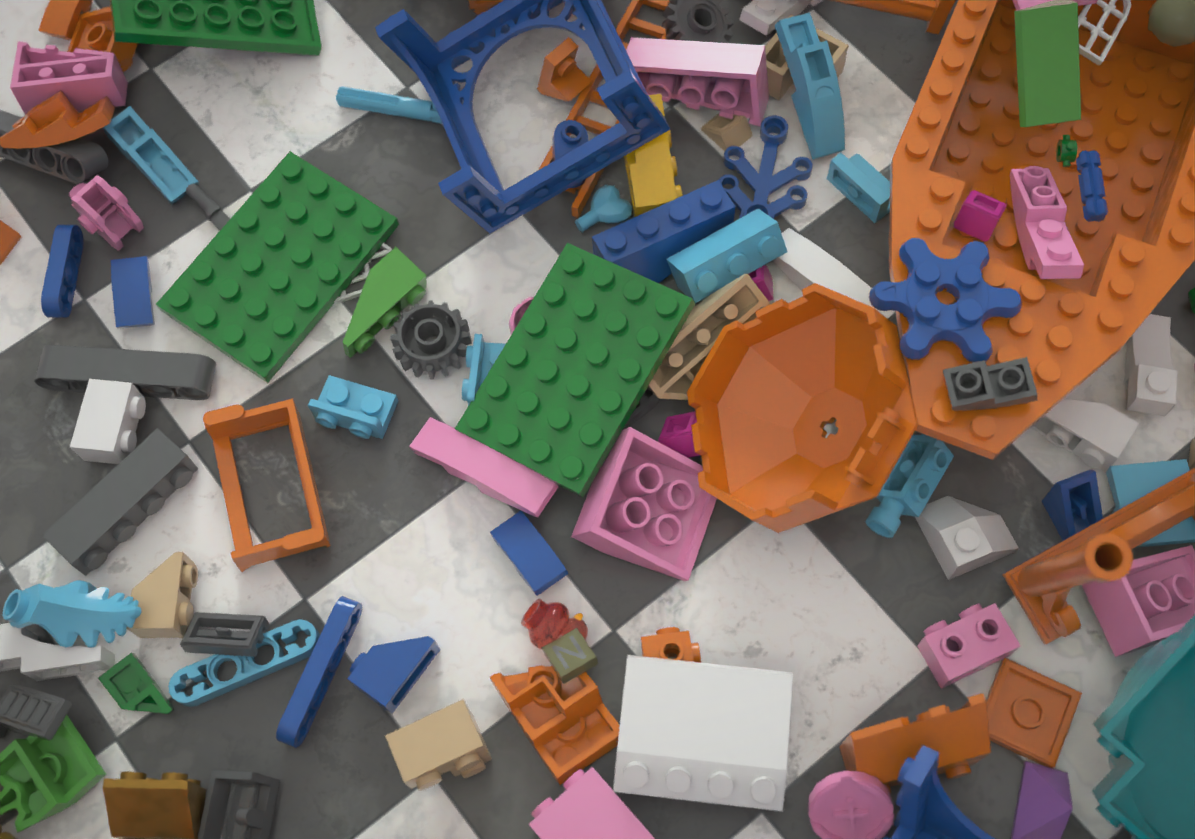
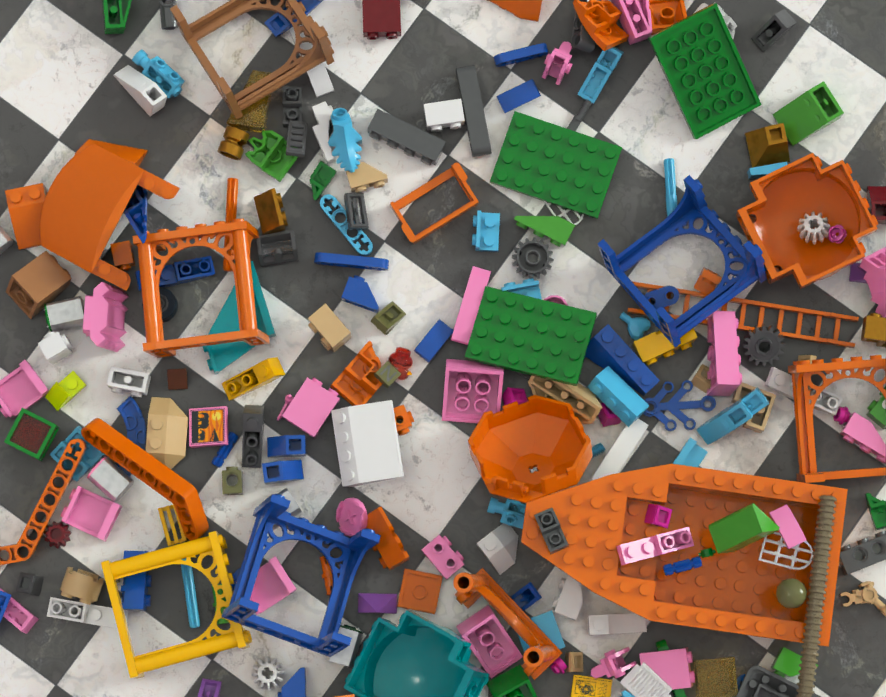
camera: 65 degrees right, 15 degrees up
(458, 629) = (388, 318): none -> olive slope
(935, 321) = (582, 512): blue plate -> none

